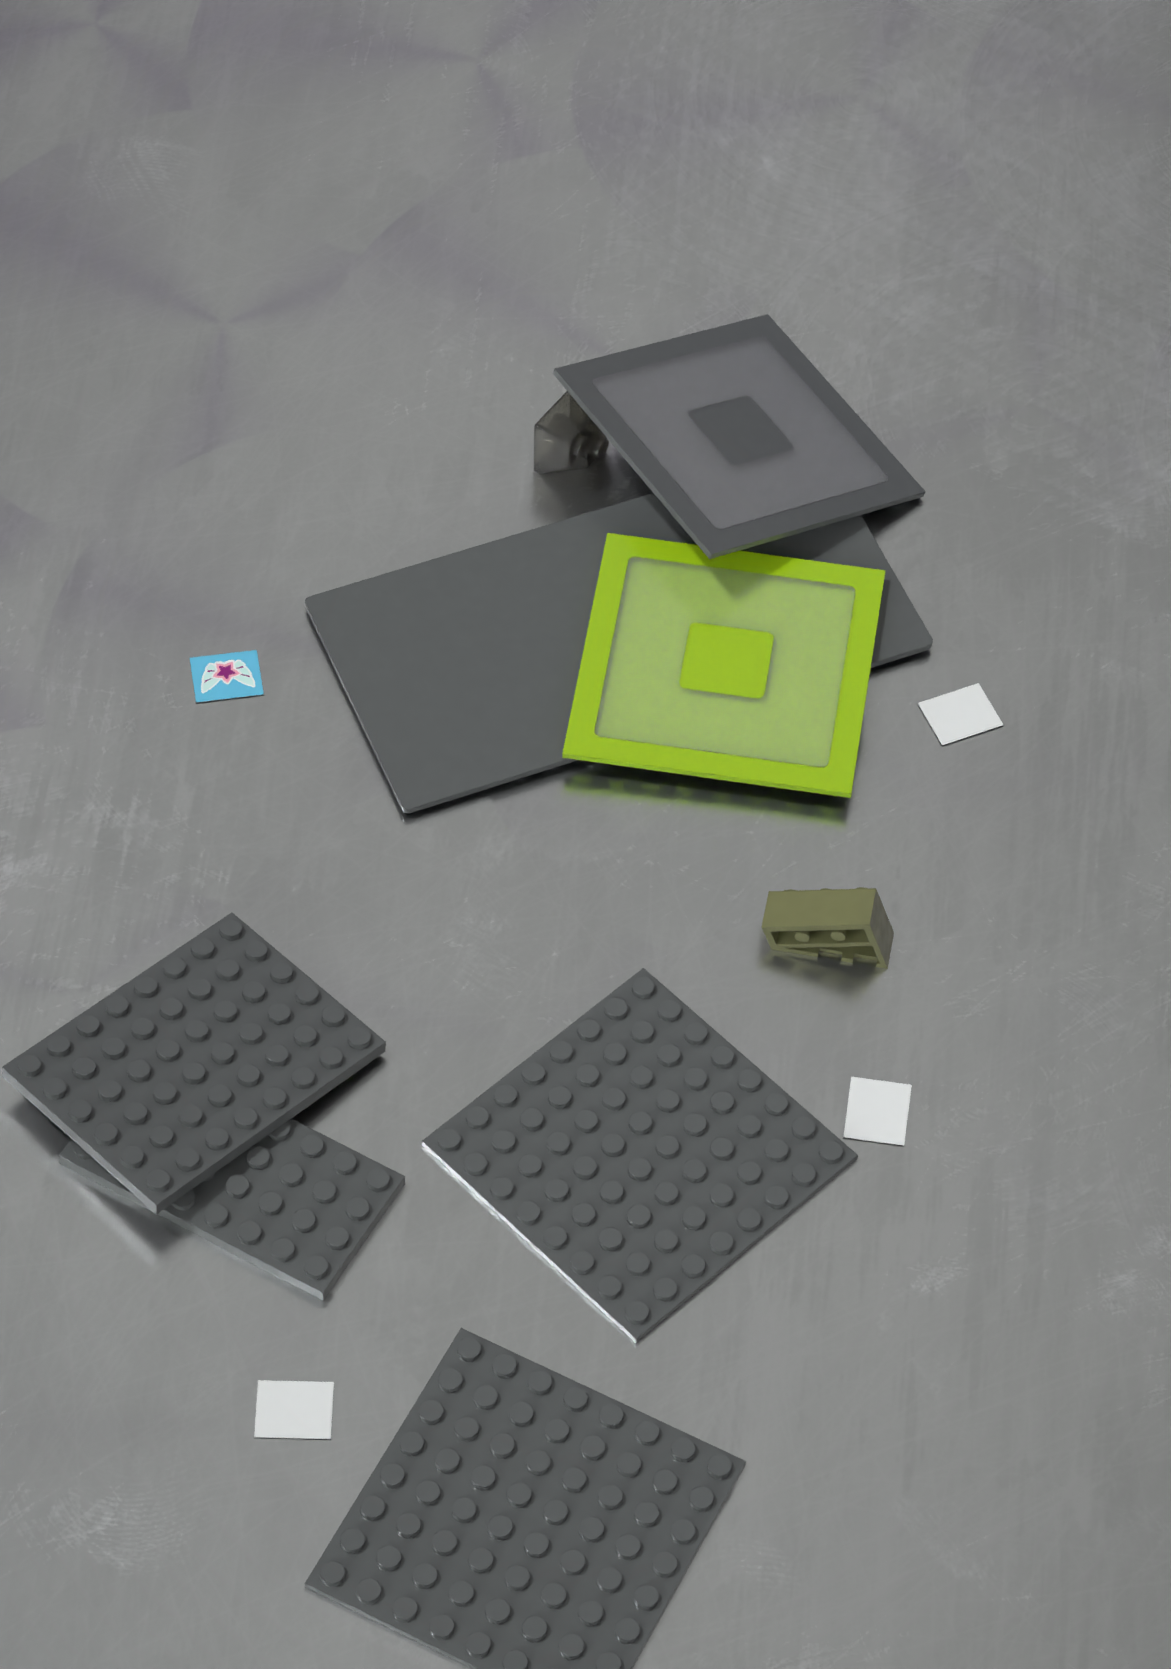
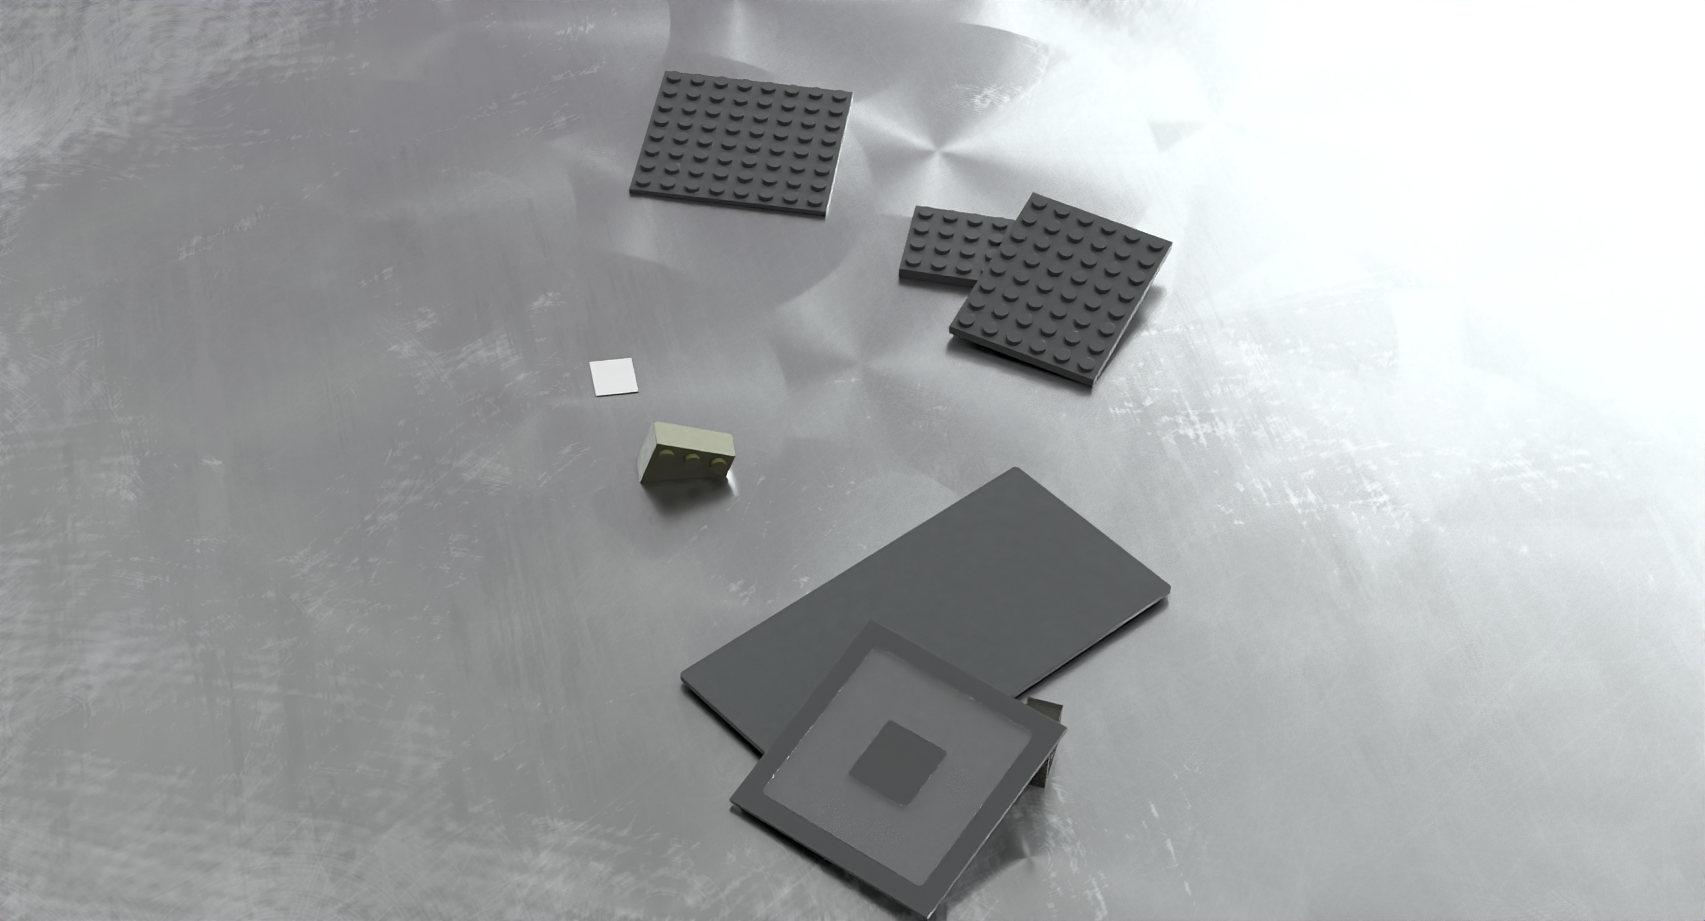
camera: 160 degrees right, 10 degrees down
(226, 676) = (1195, 533): medium azure sticker -> none
(294, 1409) = (902, 162): white sticker -> none
(639, 1153) = (759, 323): dark grey baseplate -> none
(726, 665) = (805, 592): baseplate -> none
(960, 714) = (641, 639): white sticker -> none

